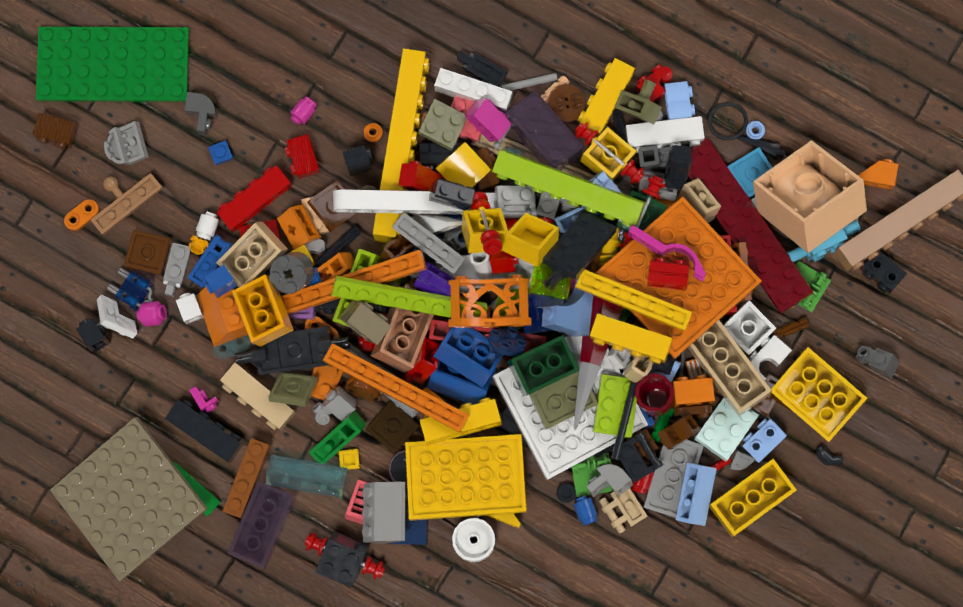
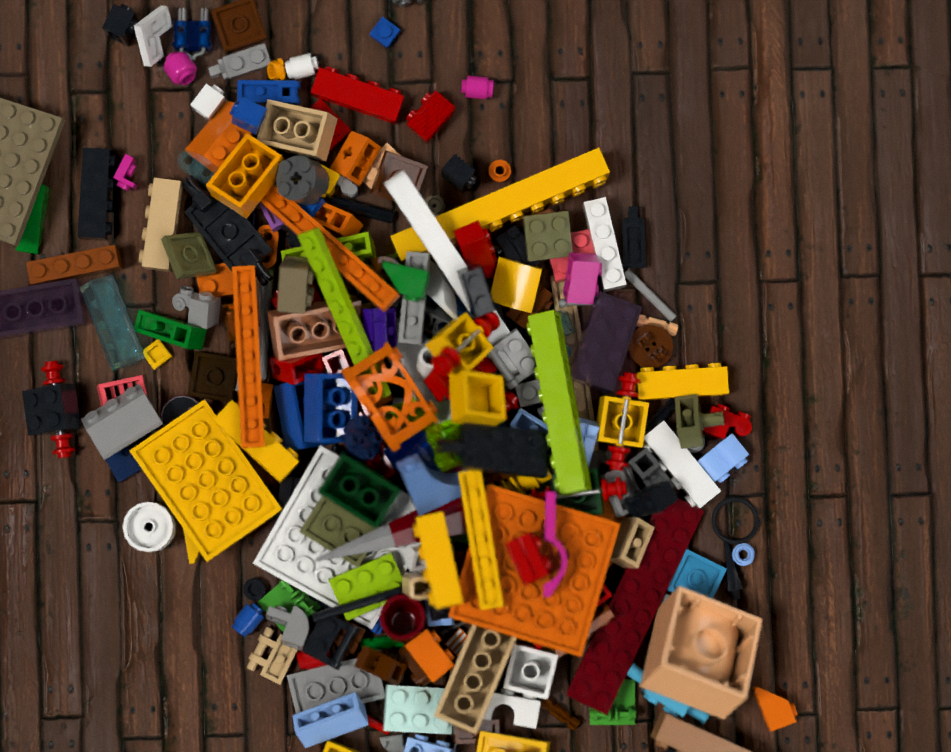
camera: 55 degrees right, 5 degrees up
(414, 237) = (408, 280): none -> green slope

